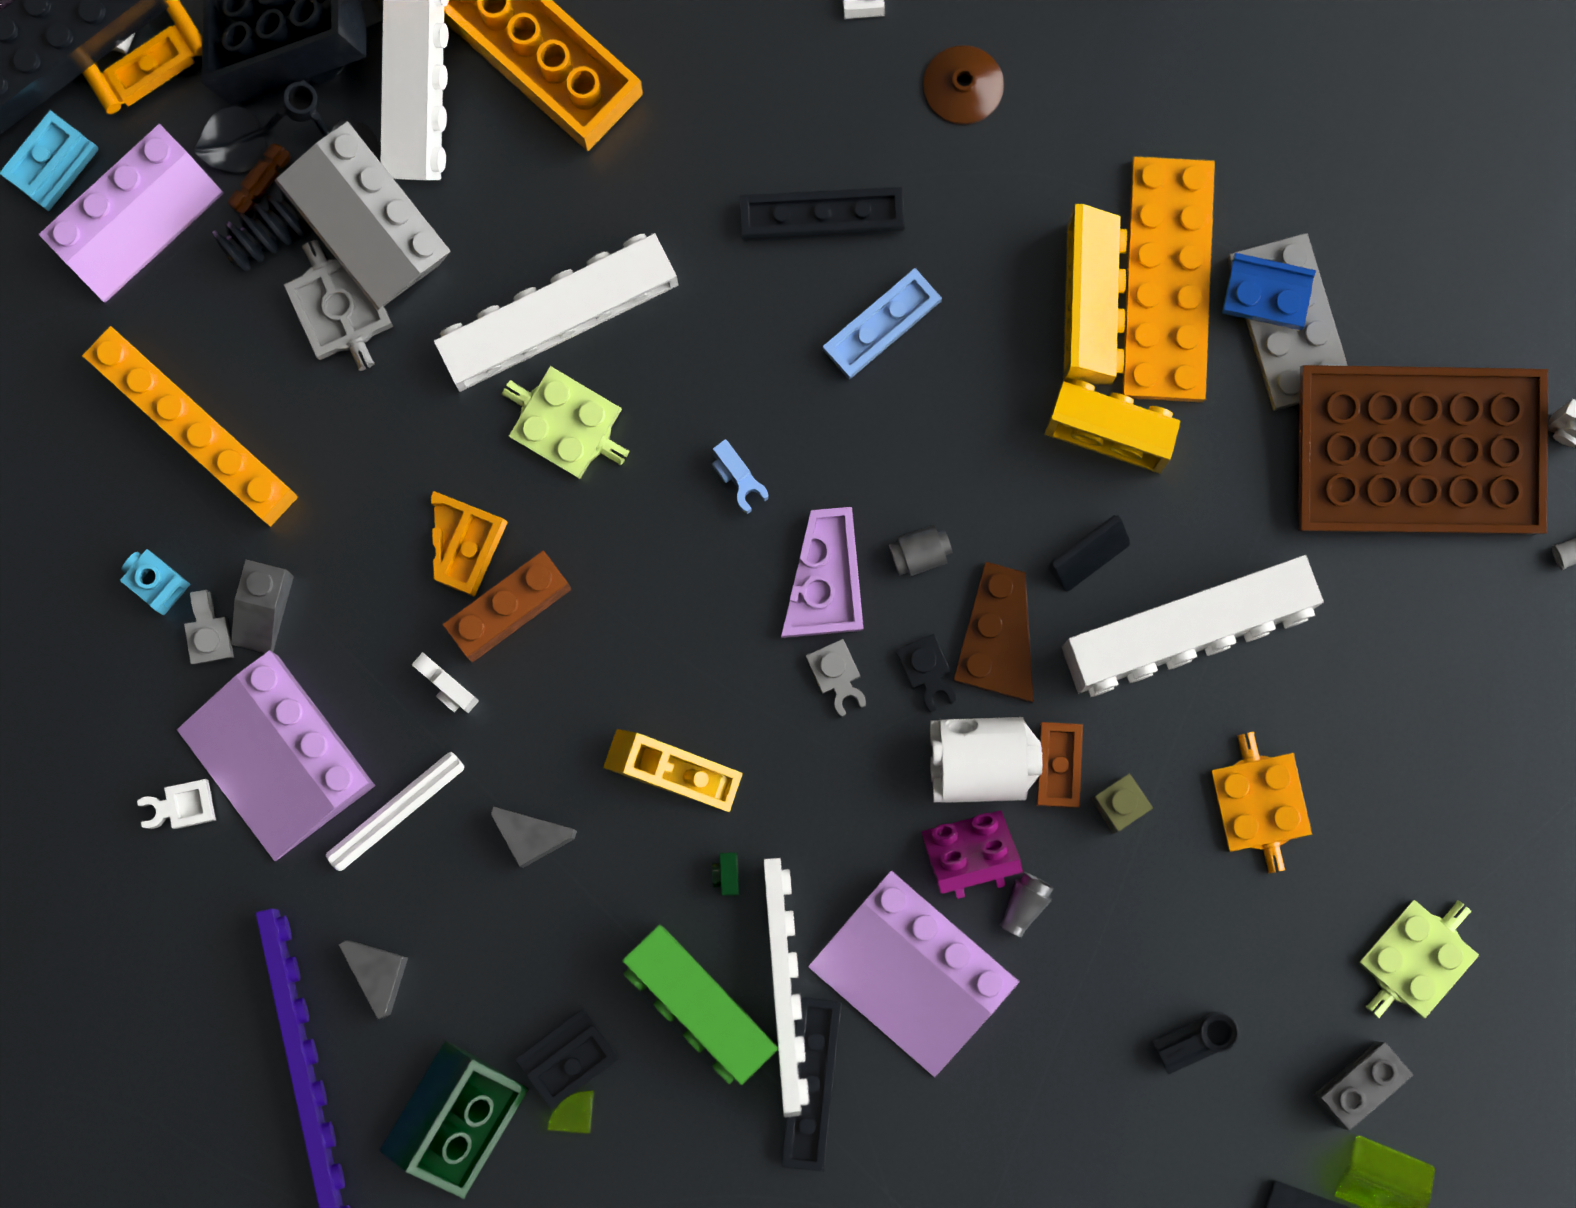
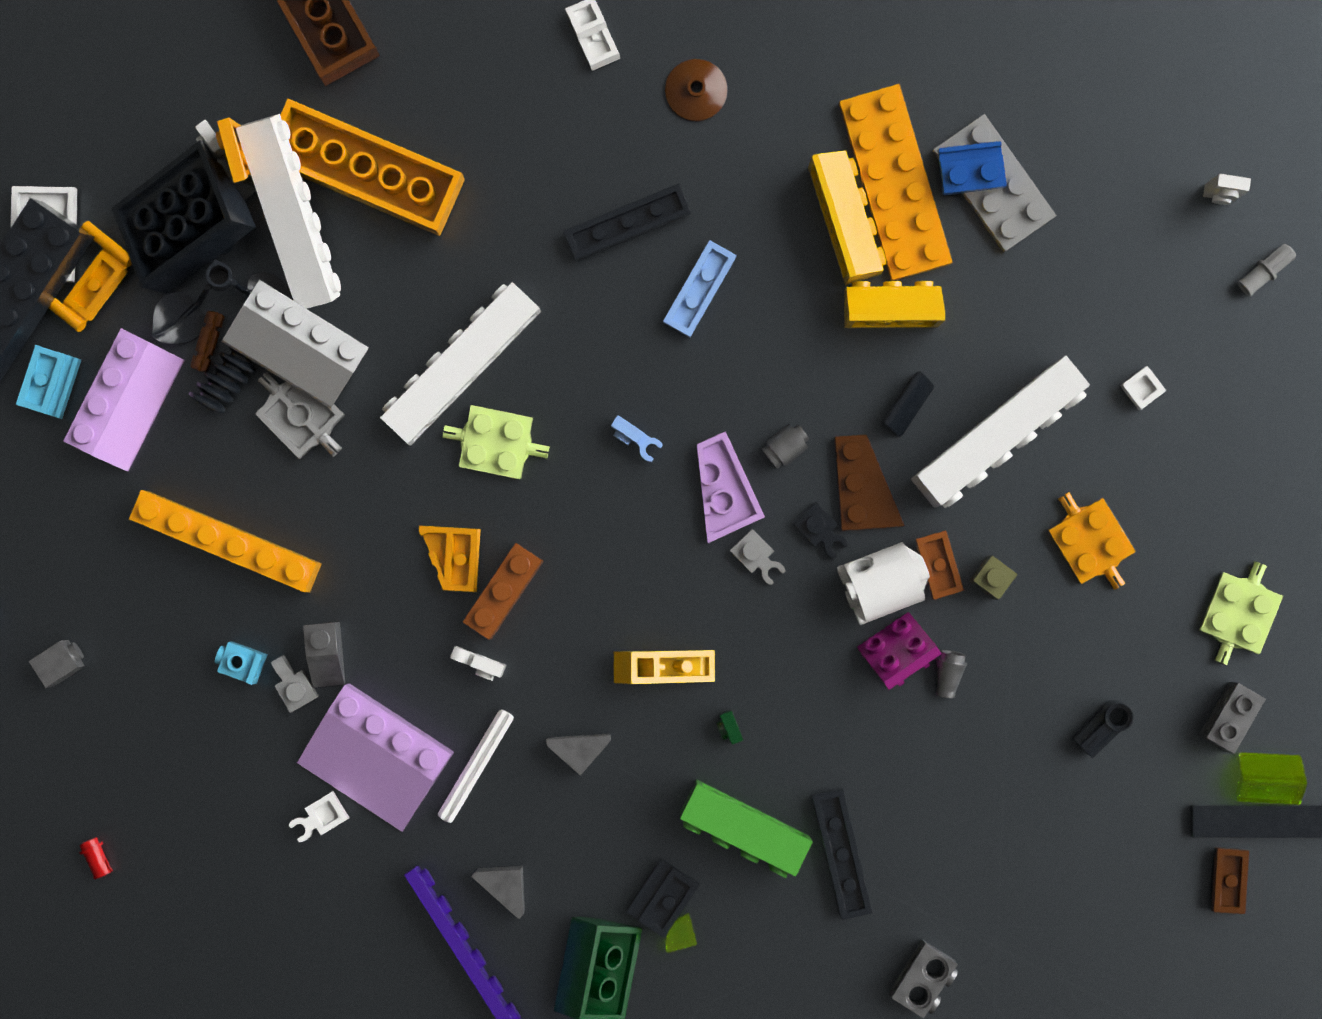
camera: 20 degrees left, 5 degrees up
(786, 1004) = (805, 805): white plate -> none
(913, 974) = (887, 751): lavender slope -> none
(1390, 635) = (1143, 388): none -> white plate
(1423, 449) = (1122, 245): reddish brown plate -> none

